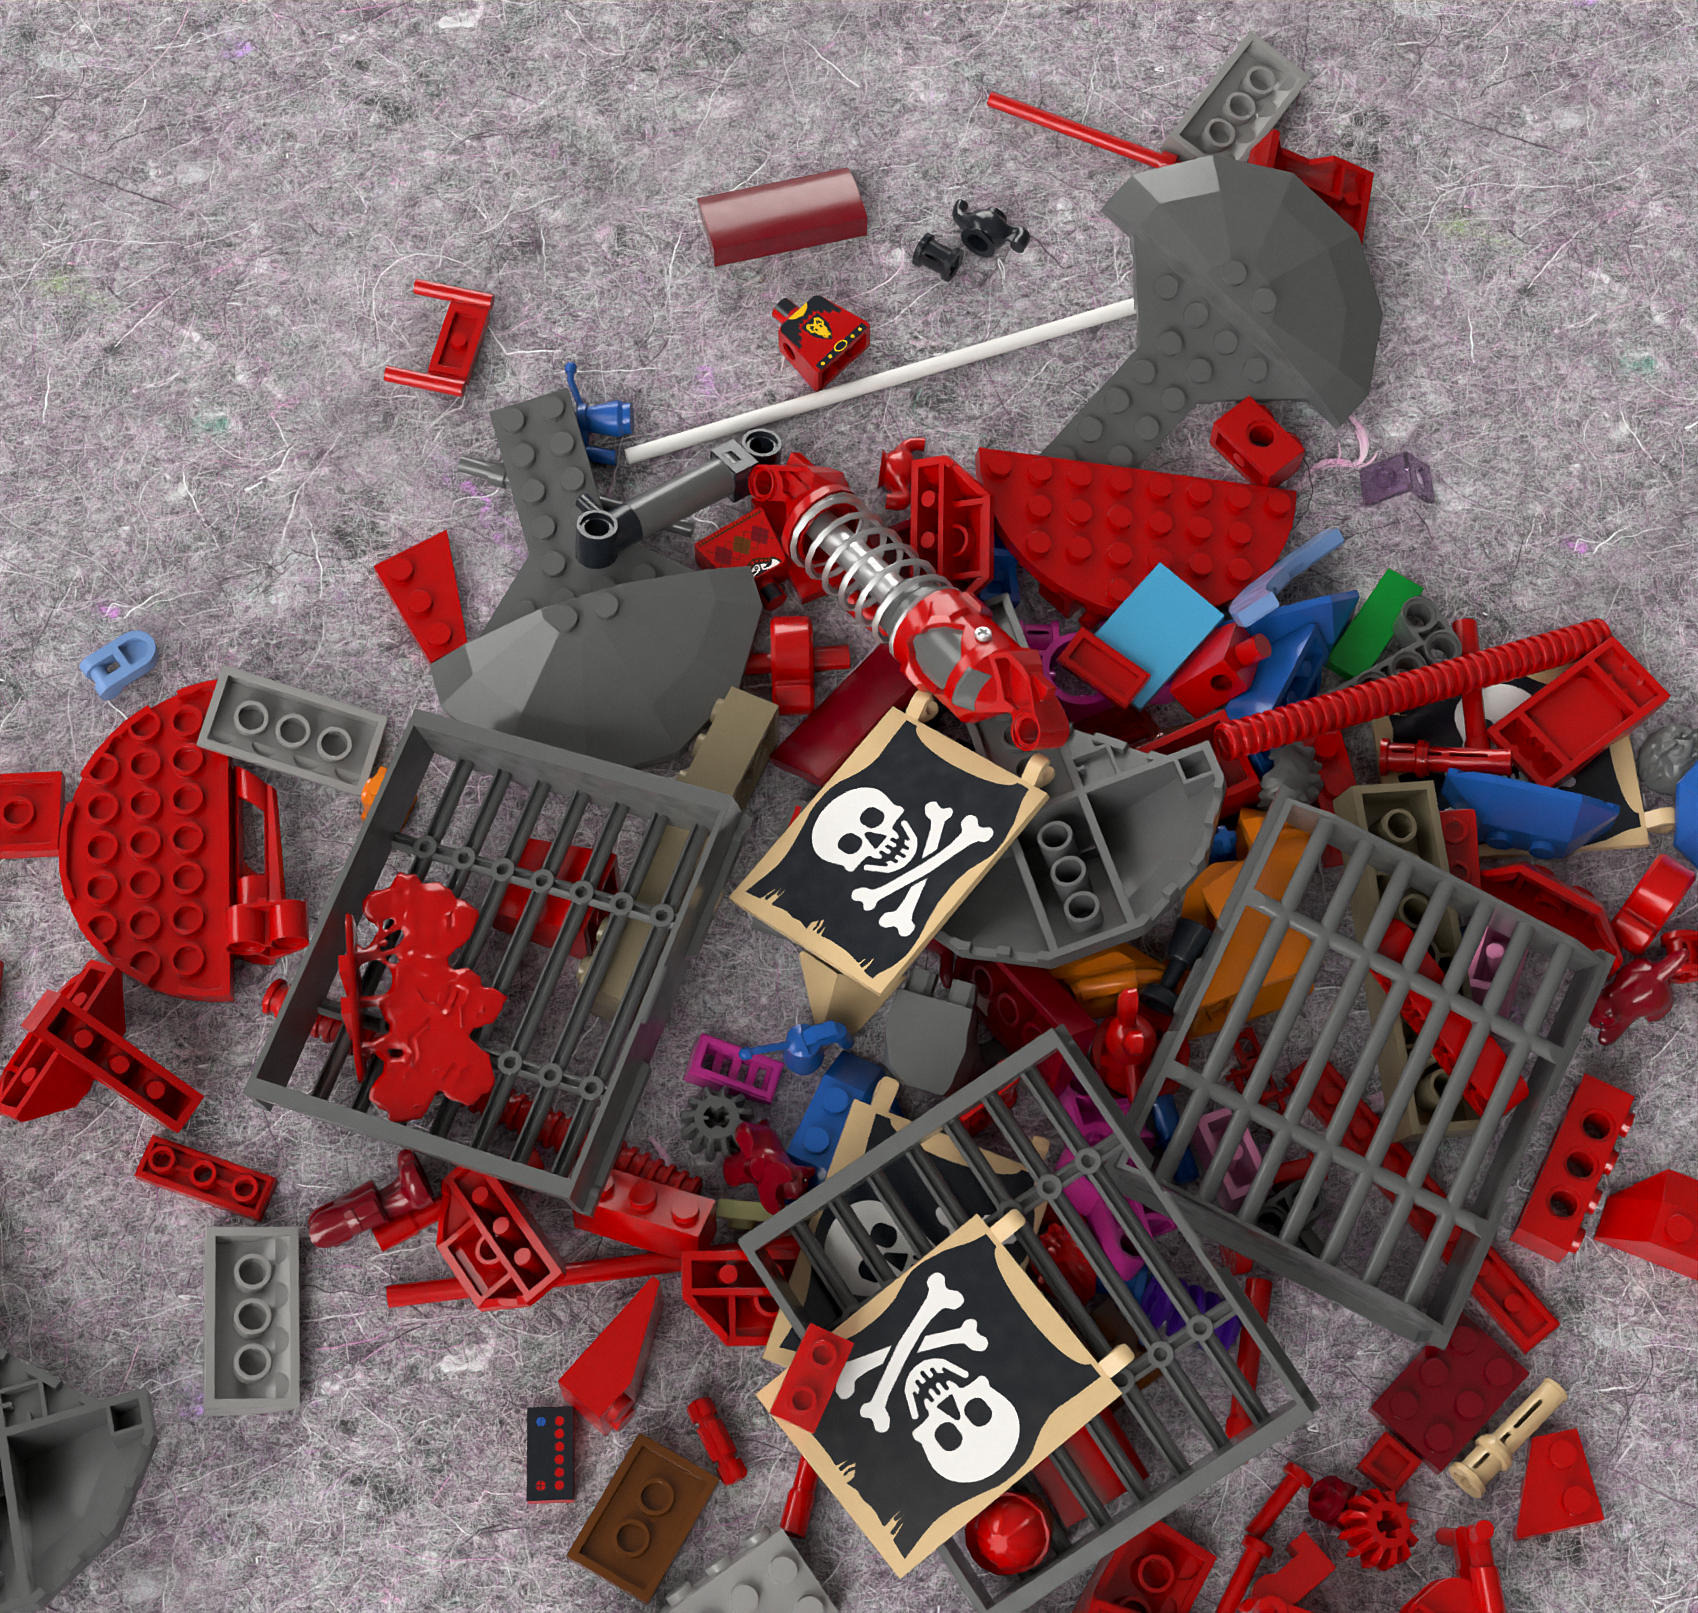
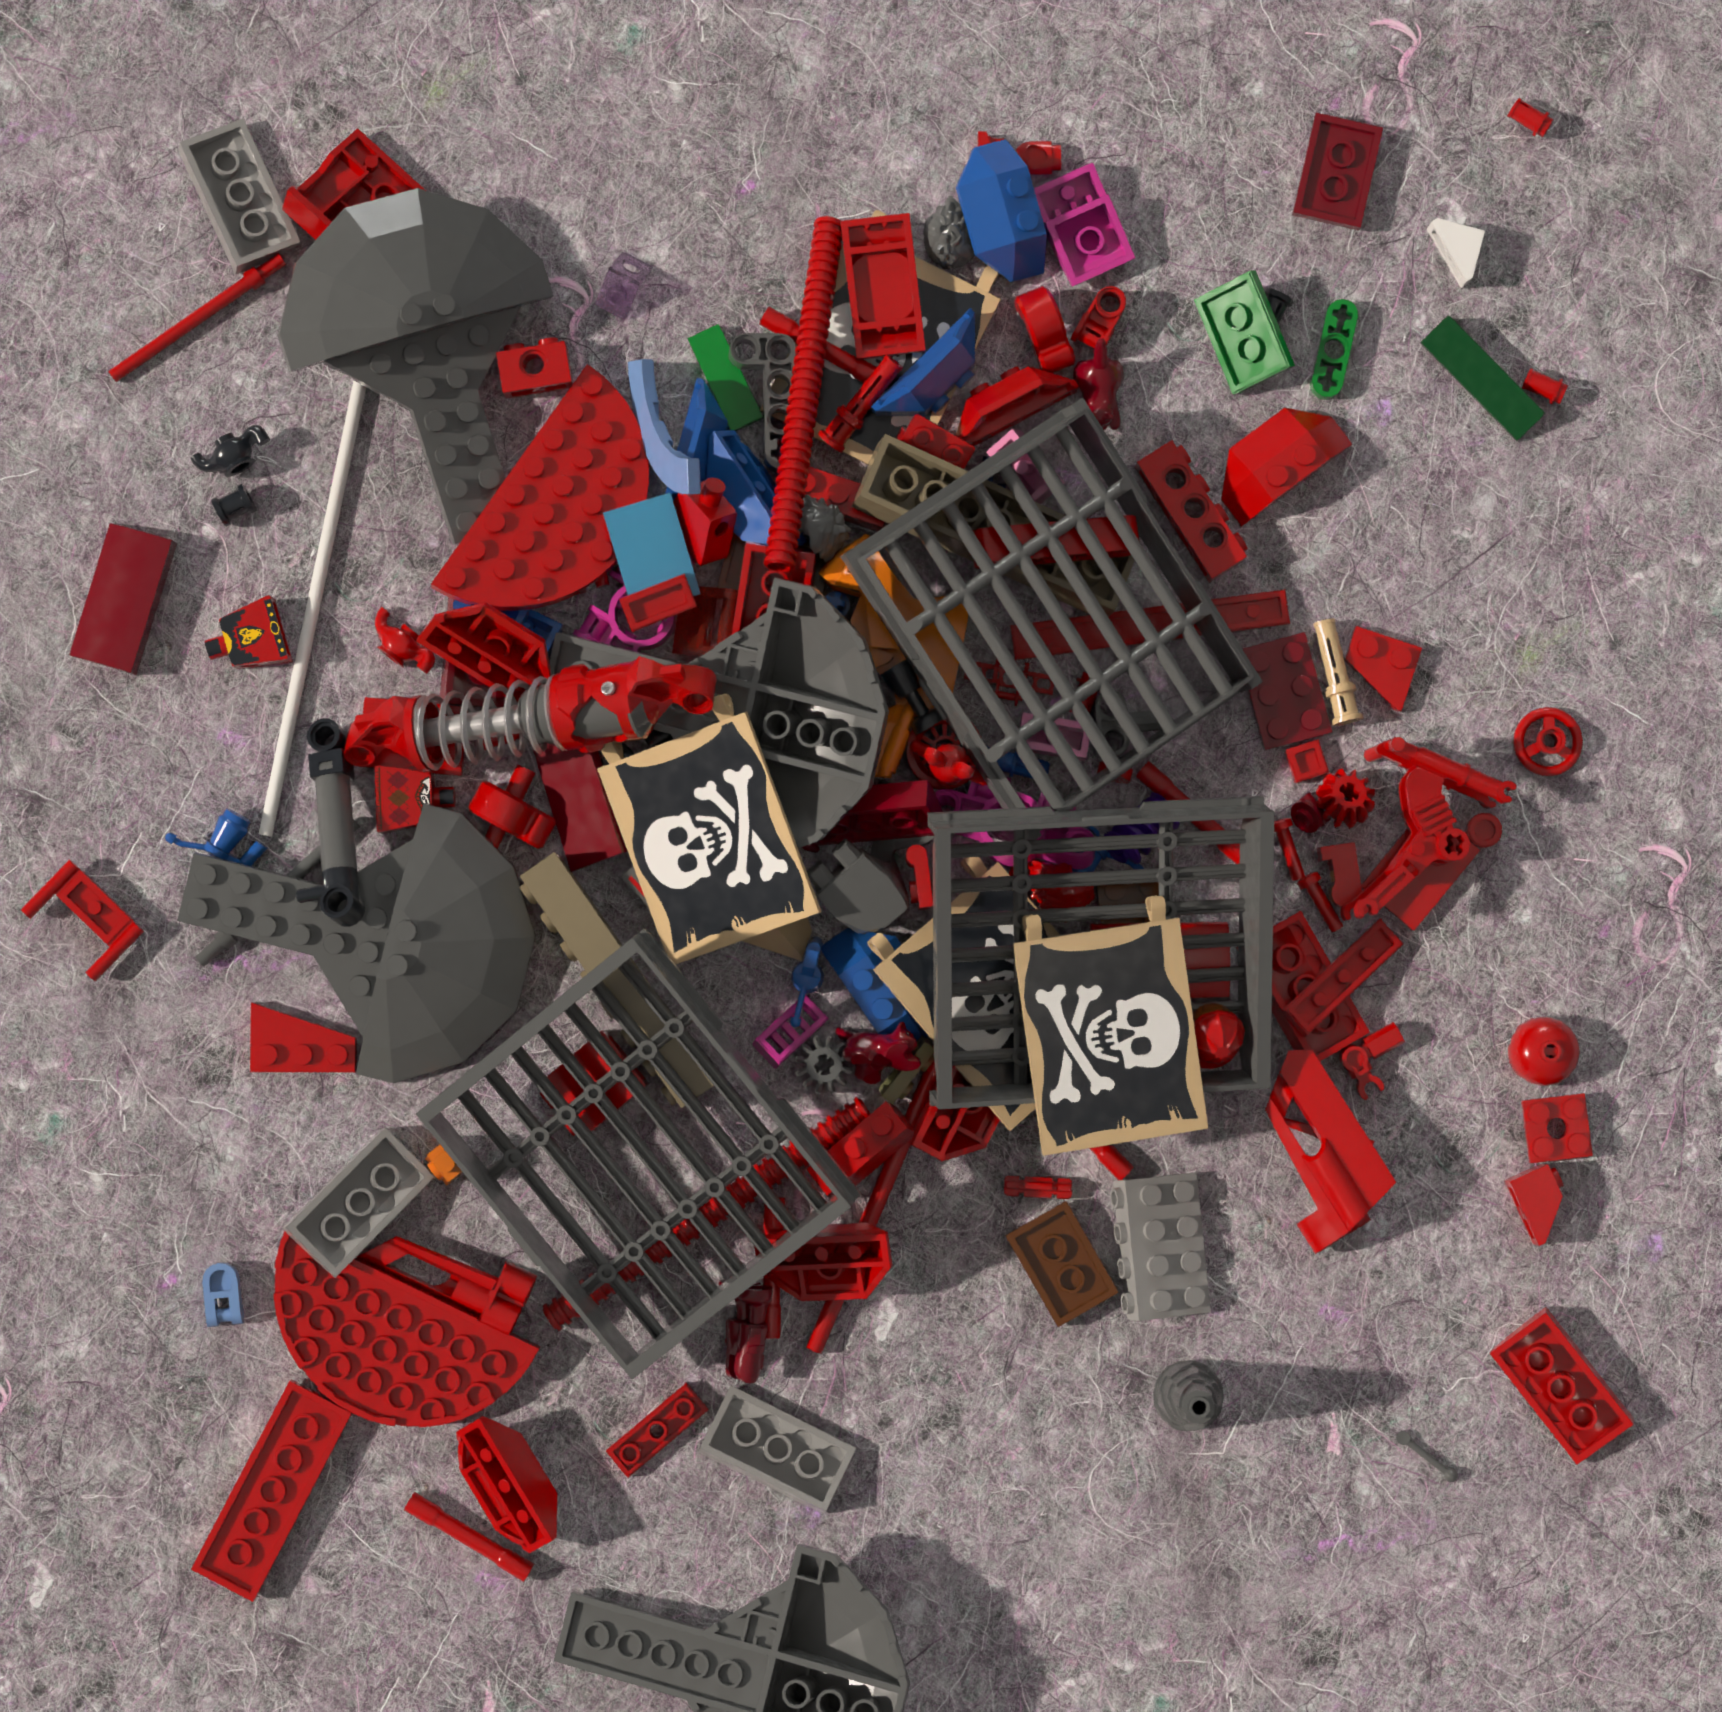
camera: 55 degrees left, 20 degrees up
(112, 1060) = (550, 1455): red brick -> none
(428, 1004) = (638, 1219): red plant -> none
(550, 1455) = (983, 1300): black tile -> none
(611, 1370) = (959, 1232): red slope -> none
(811, 1378) = (1060, 1116): red brick -> none

